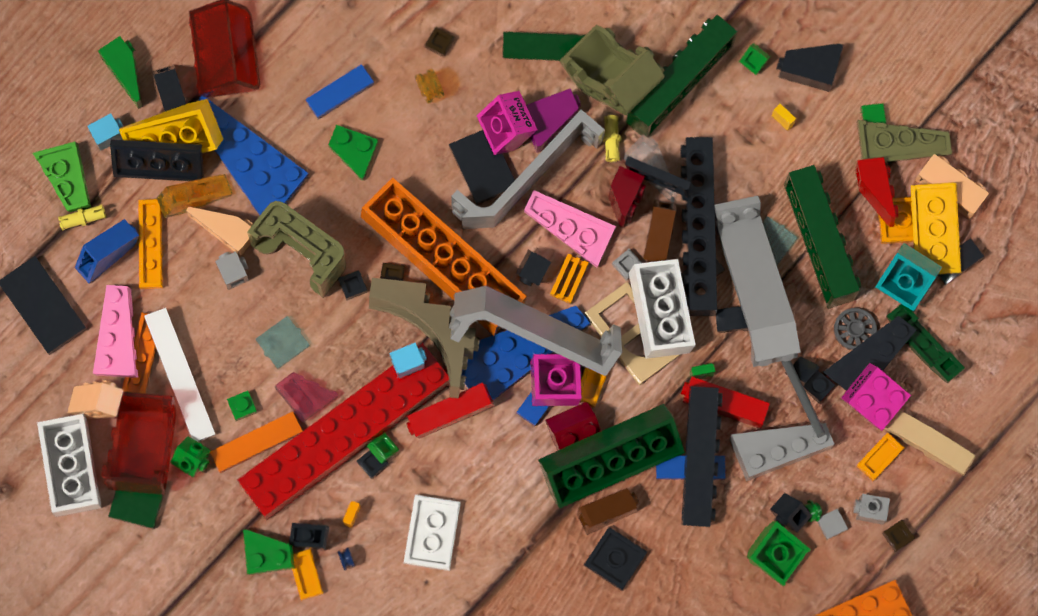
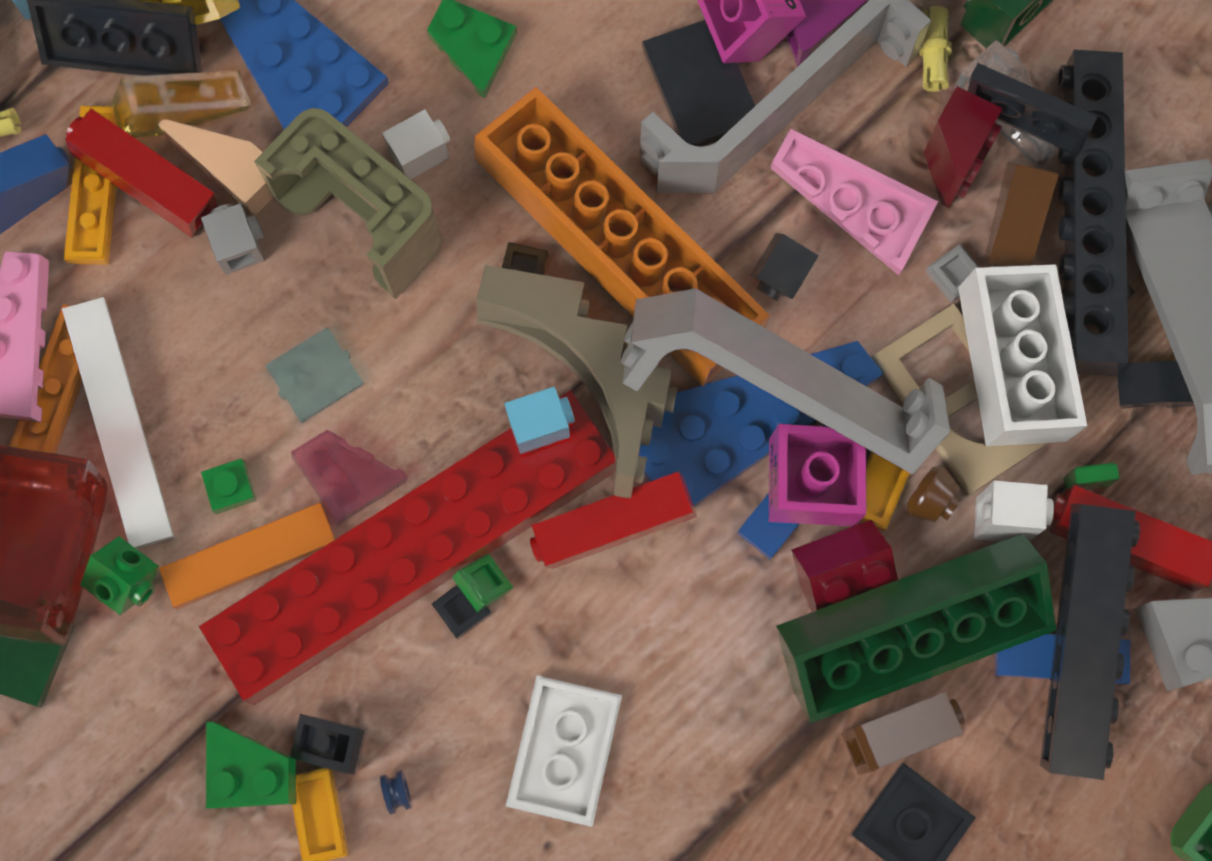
camera: 10 degrees right, 0 degrees up
(178, 237) = (140, 172): none -> red brick
(328, 211) = (417, 144): none -> white brick
(351, 514) = (413, 705): light orange tile -> none
(352, 285) = (451, 279): black tile -> none
(576, 261) = (862, 262): light orange tile -> none
(619, 387) = (934, 496): none -> reddish brown cone
(659, 391) = (1012, 510): none -> white brick

